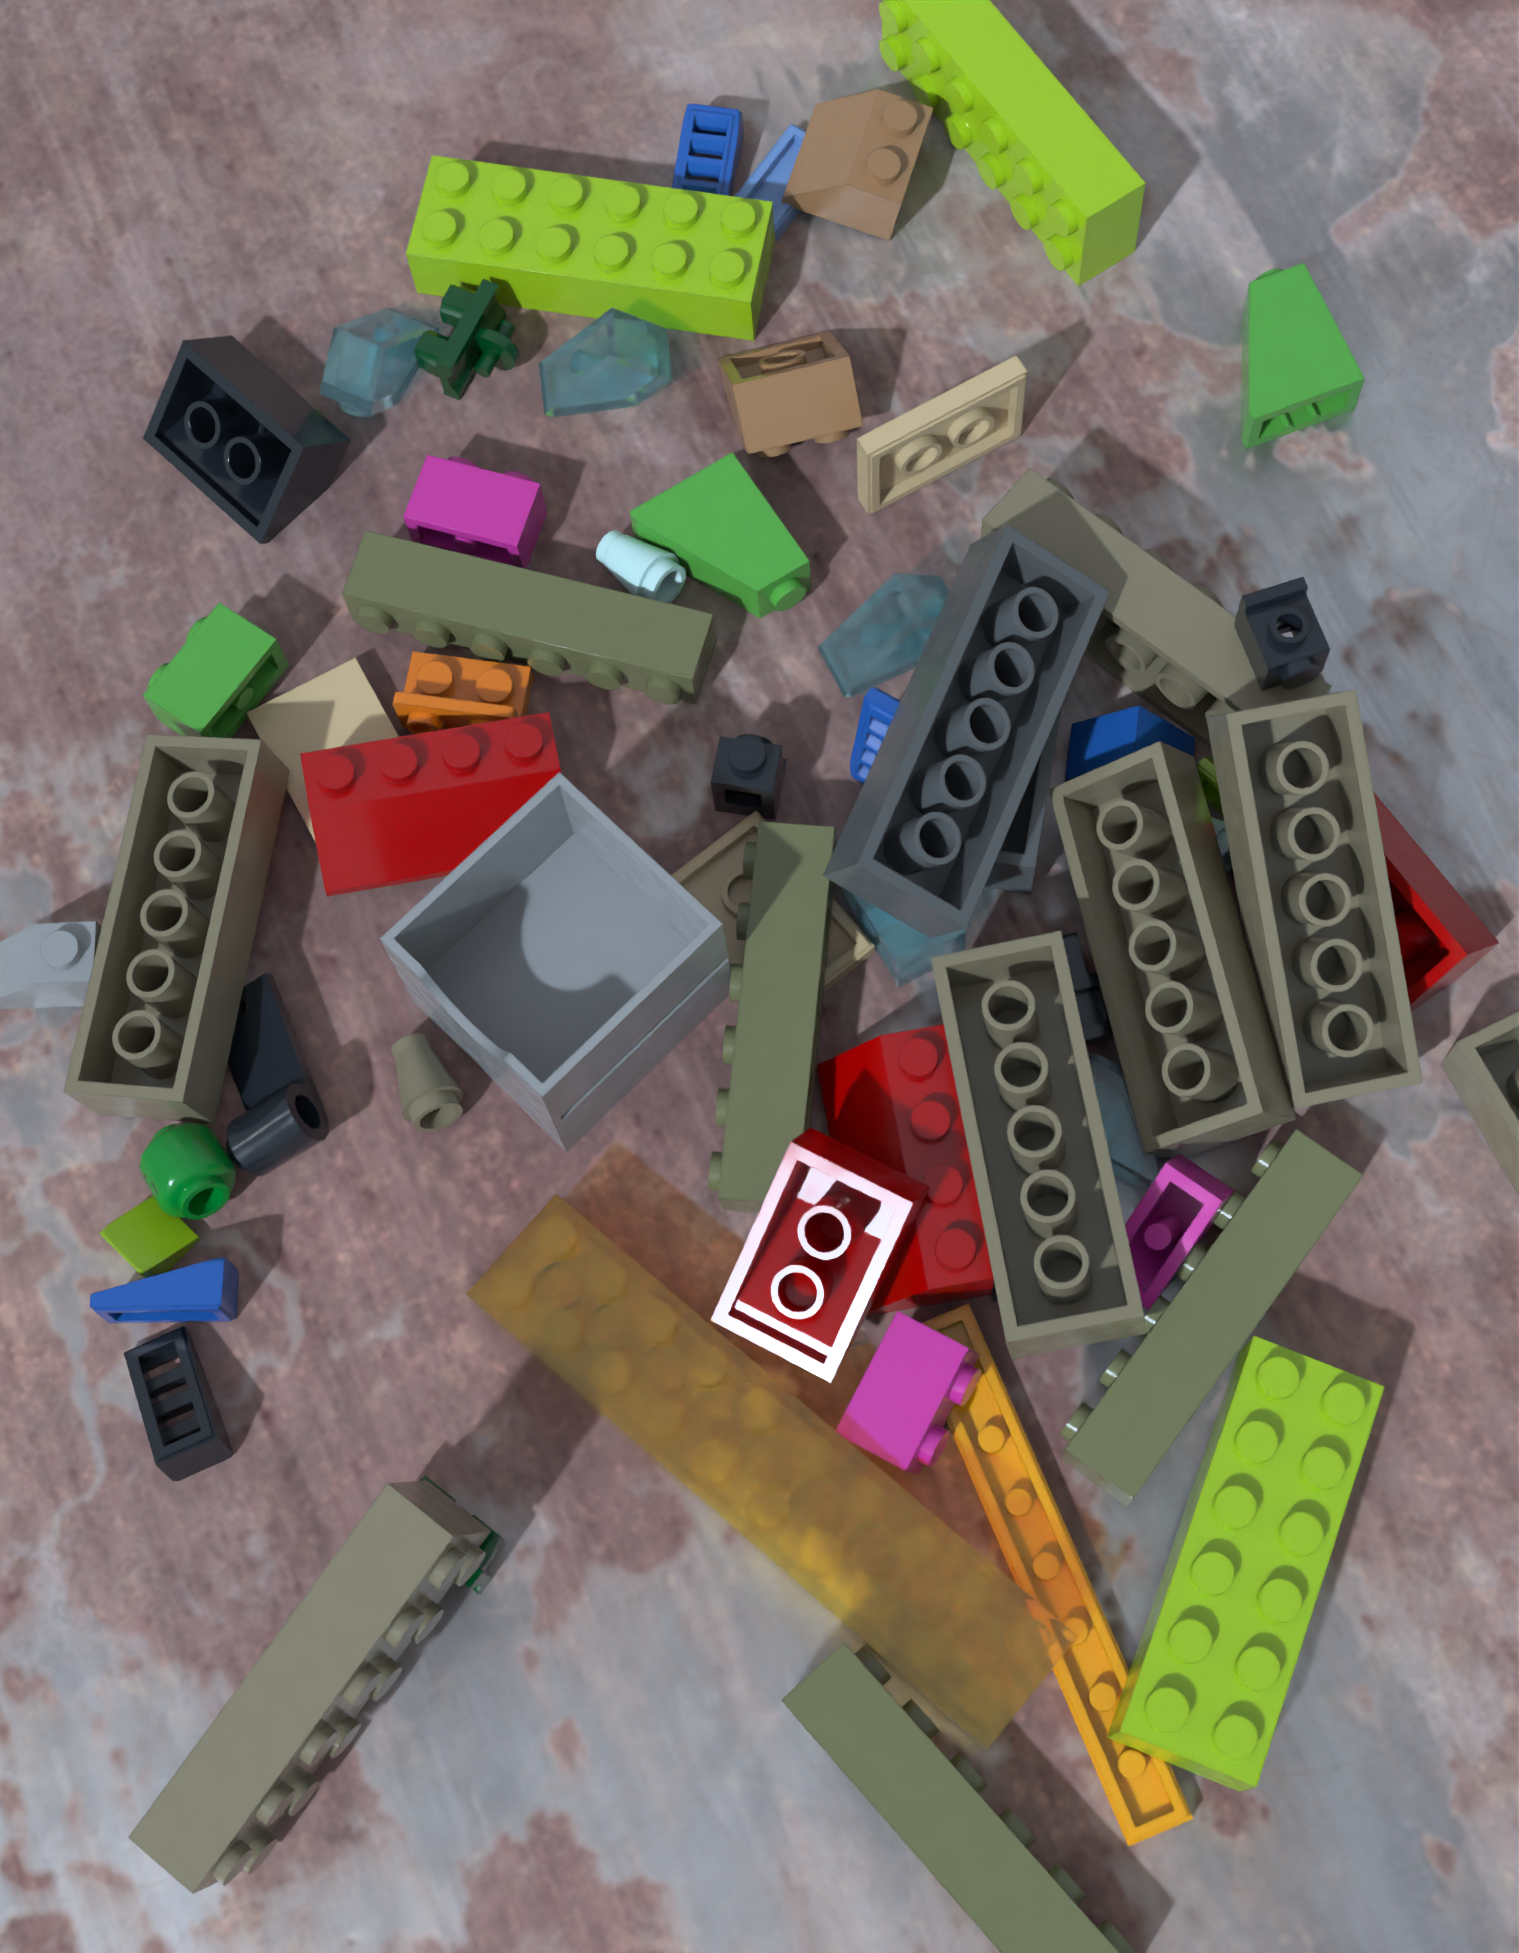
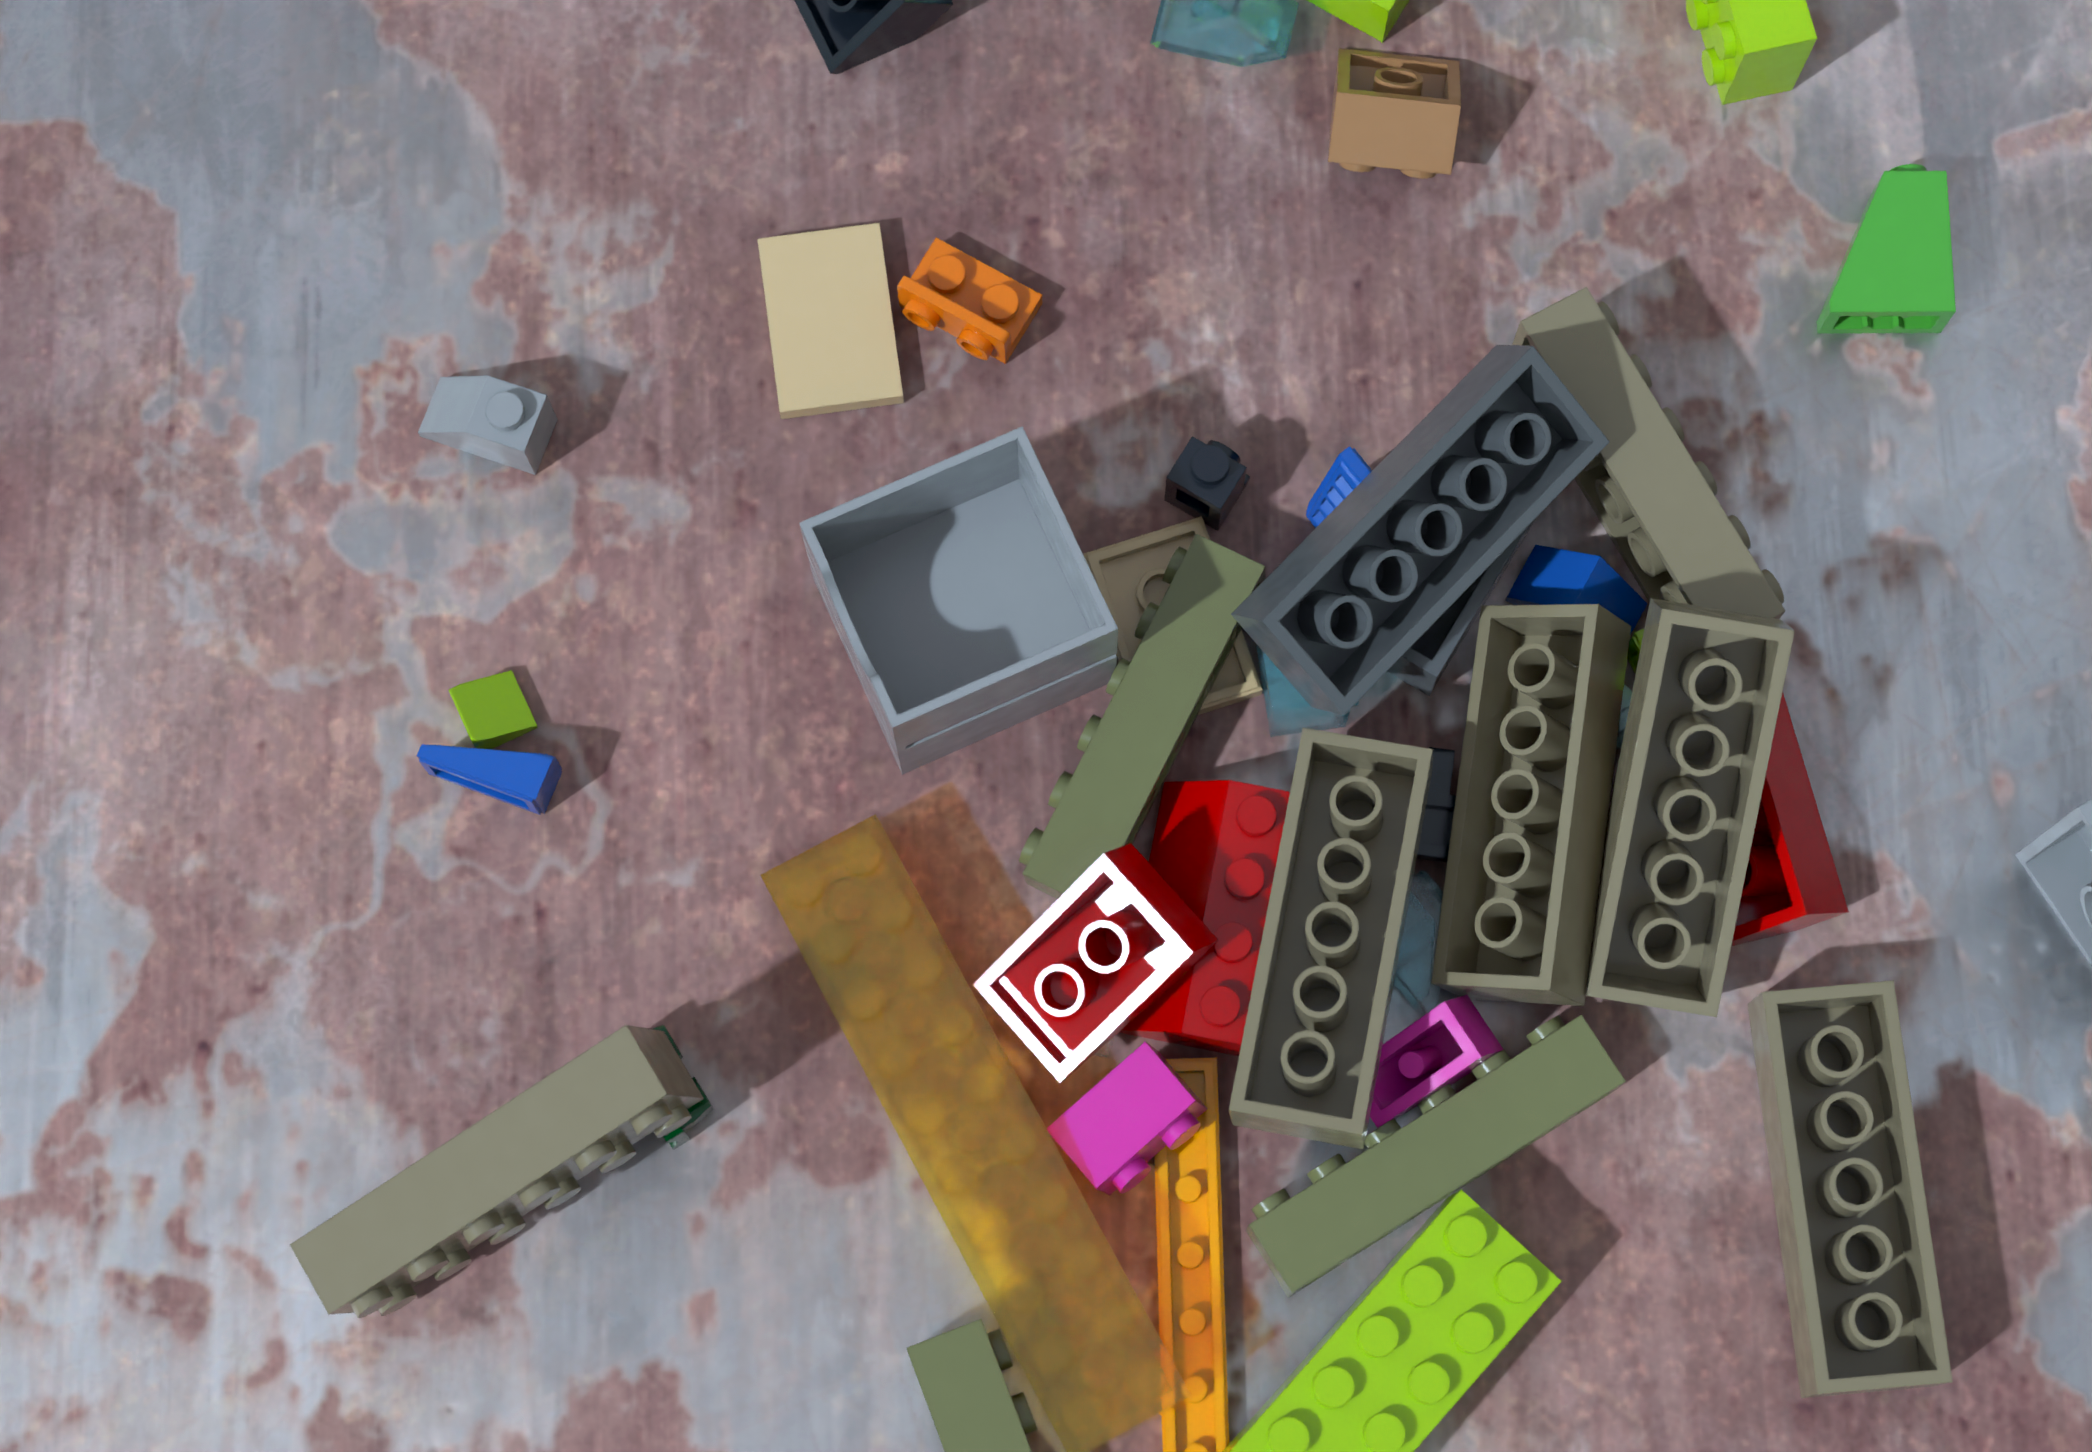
camera: 15 degrees right, 5 degrees up
(178, 929) = (621, 428): dark tan brick -> none
(188, 1170) = (549, 661): green head -> none
(195, 1441) = (463, 912): black slope -> none
(216, 676) = (740, 196): bright green brick -> none
(274, 1085) = (656, 602): black door -> none
(421, 799) = (894, 392): red slope -> none
(426, 1088) = (794, 664): dark tan cone -> none
(476, 511) = (1047, 121): dark pink brick -> none
(530, 618) = (1059, 248): olive brick -> none
(641, 566) = (1185, 238): light aqua cone -> none
(727, 538) = (1275, 237): bright green slope -> none
(885, 633) = (1391, 390): clear light blue slope -> none
(941, 435) = (1520, 215): tan tile -> none
(1272, 656) = (1738, 566): black brick -> none

